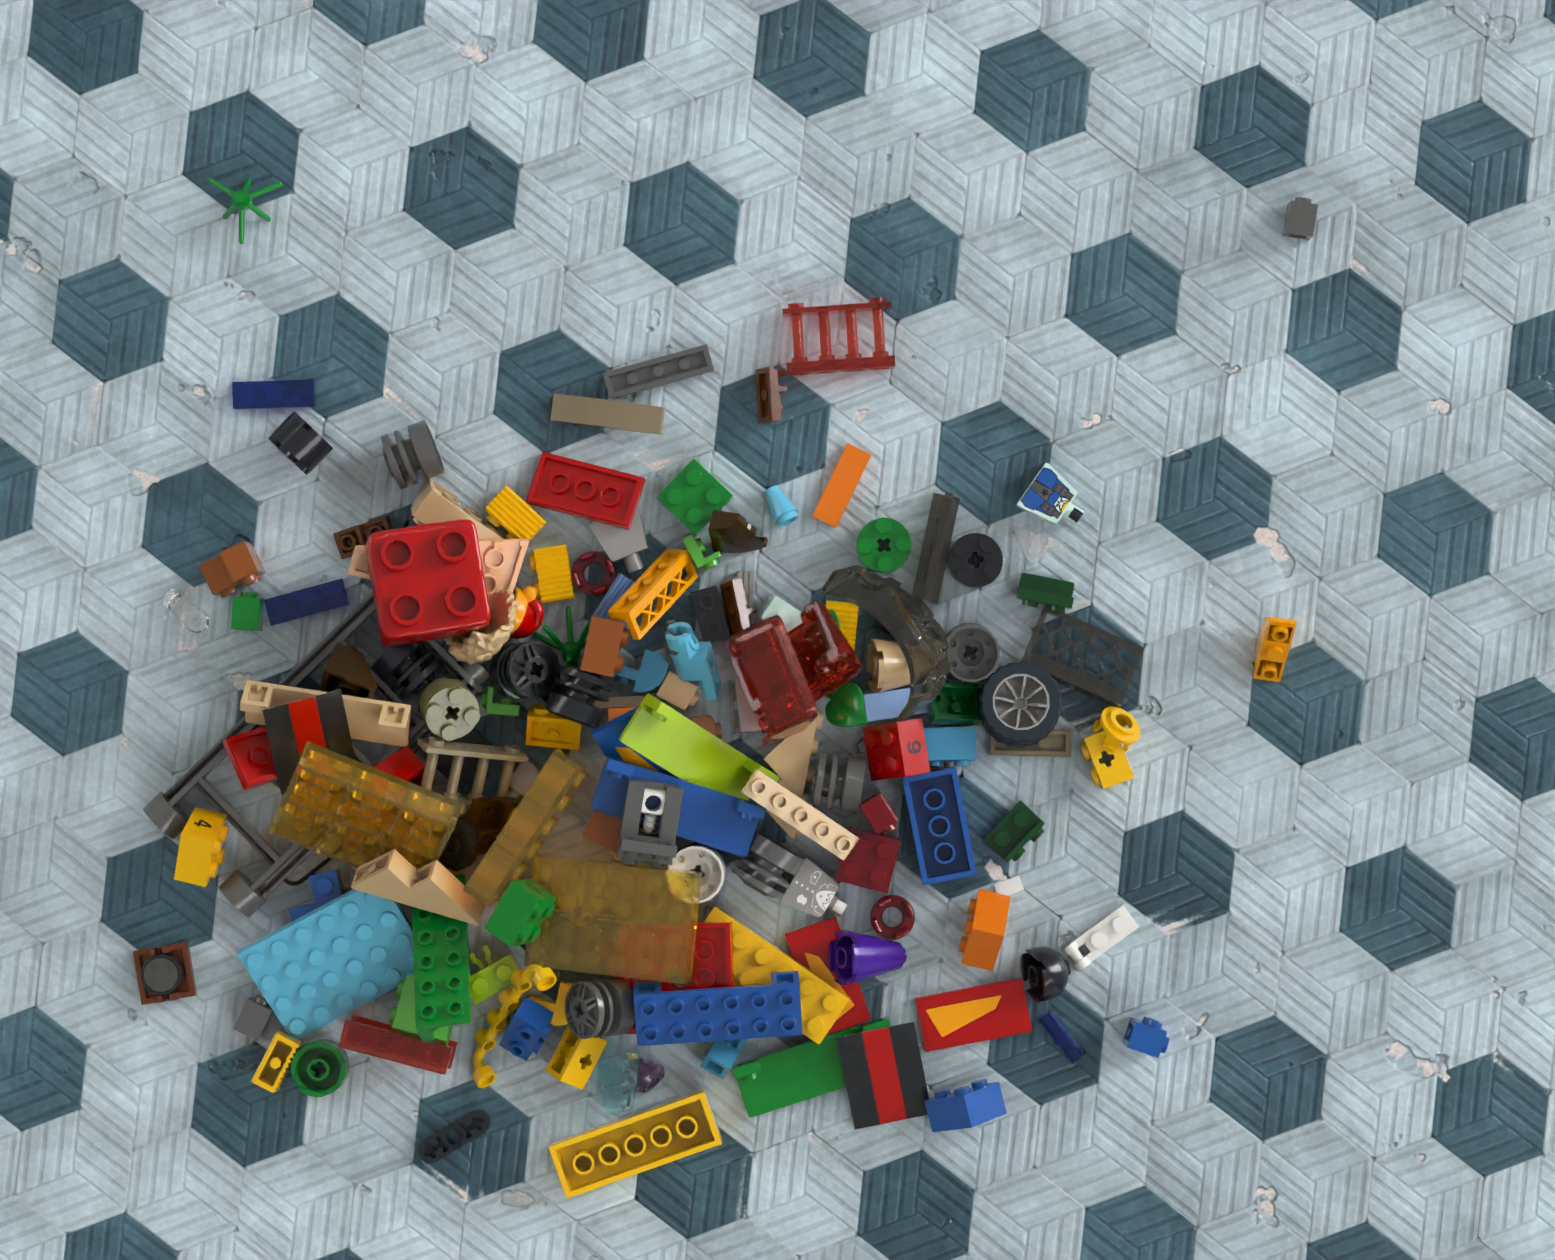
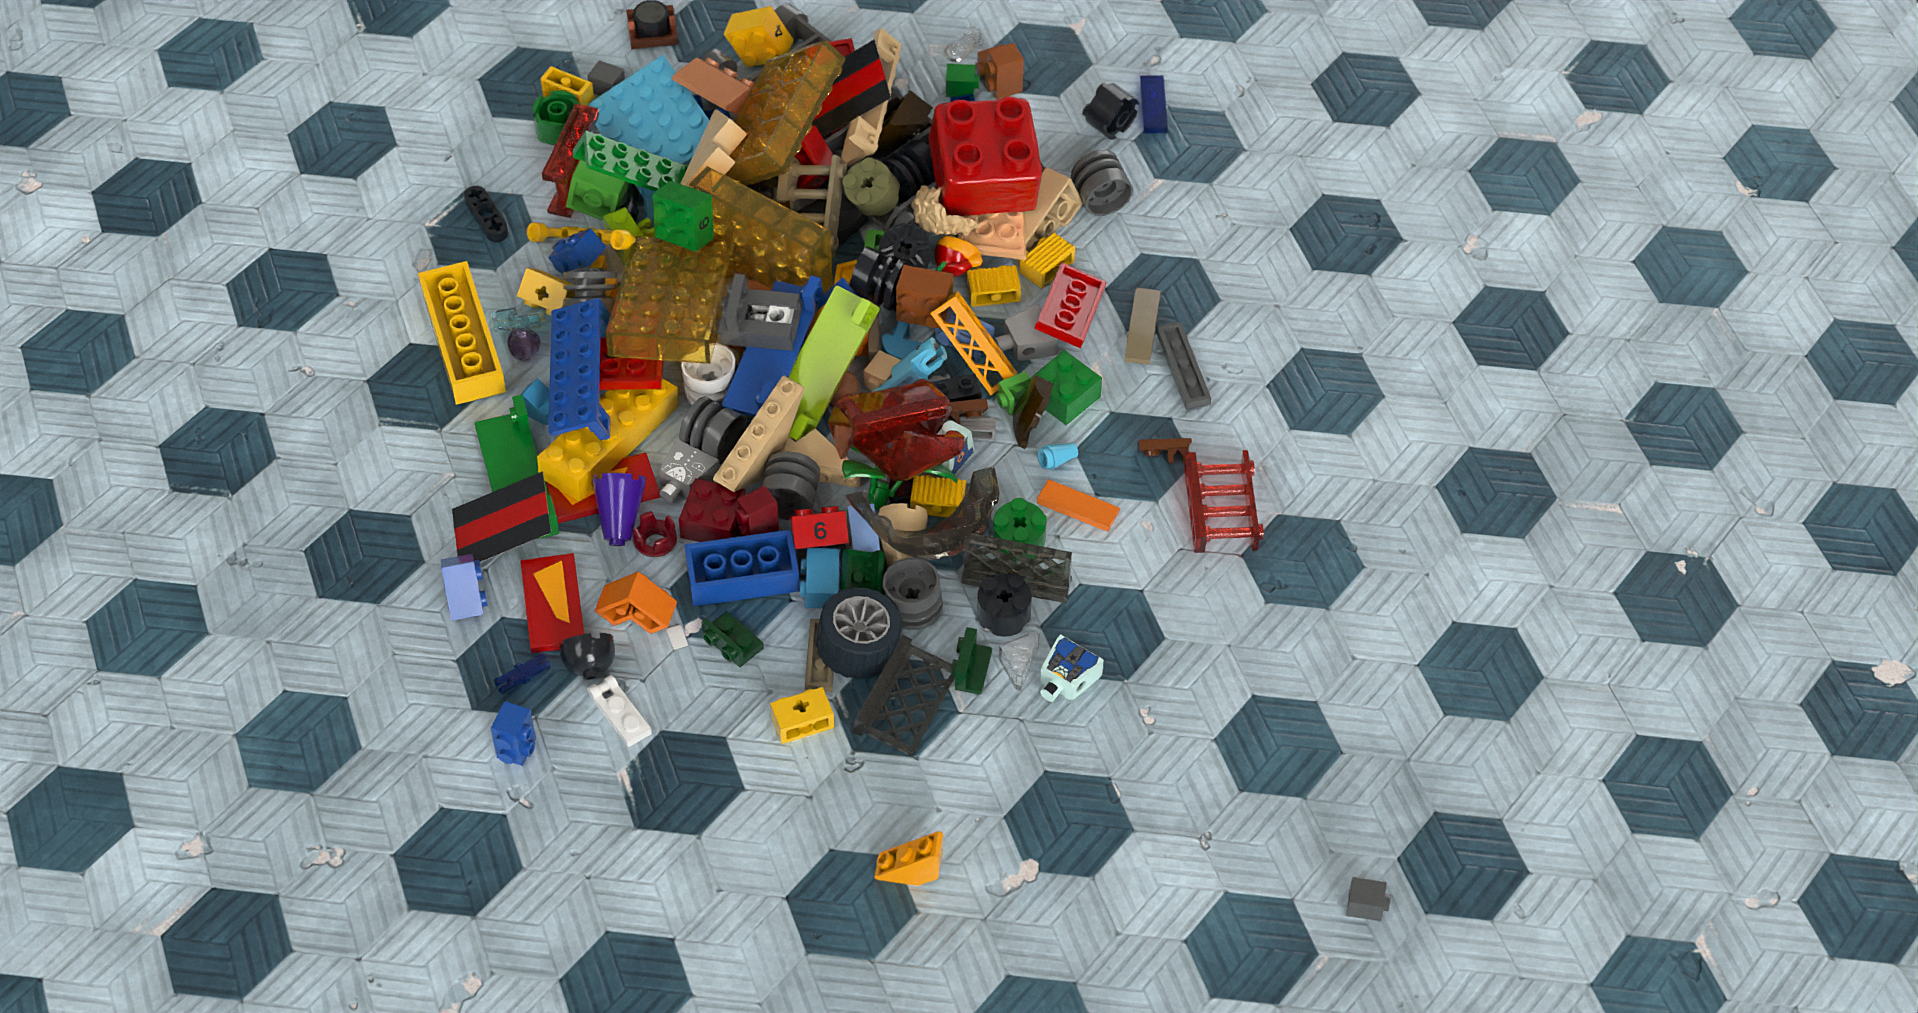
camera: 90 degrees right, 35 degrees down
(243, 201) = (1321, 71): green plant -> none
(293, 890) = (715, 84): none -> nougat slope
(579, 568) = (990, 306): dark red piece -> none
(1113, 722) = (823, 710): yellow piece -> none

